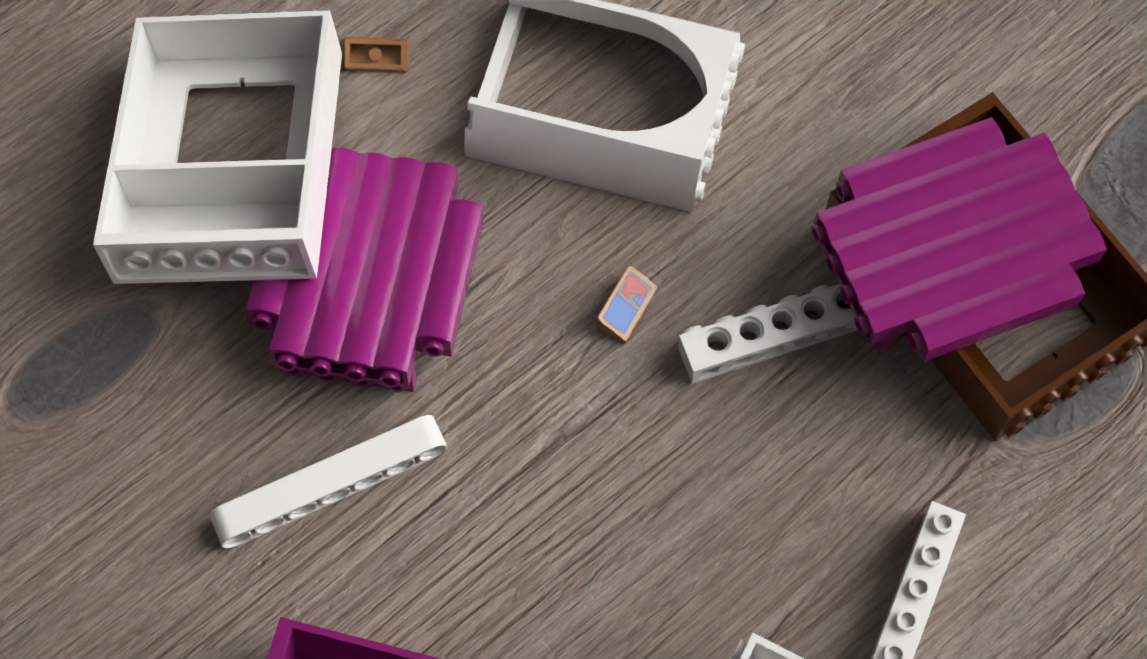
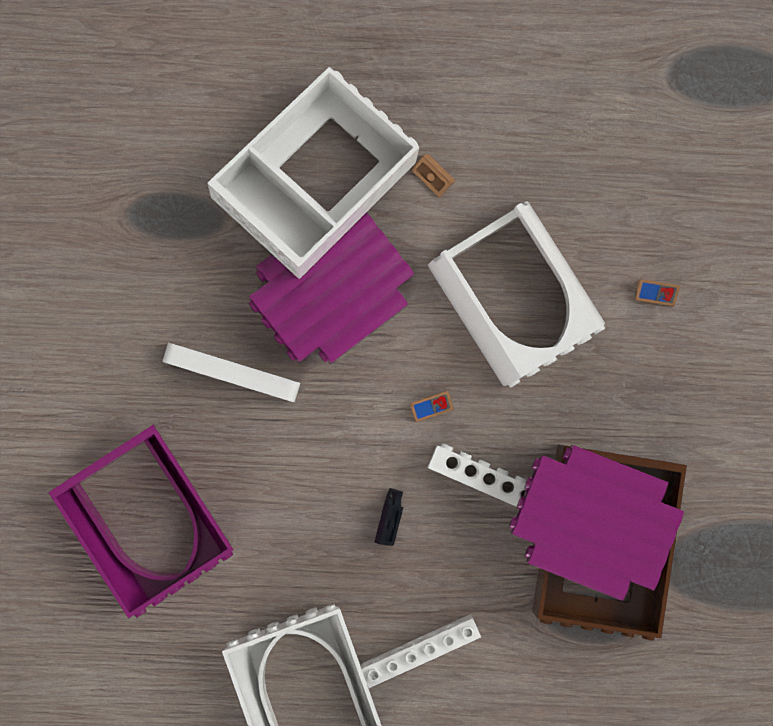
camera: 40 degrees right, 20 degrees up
(707, 481) = (390, 518): none -> black hinge

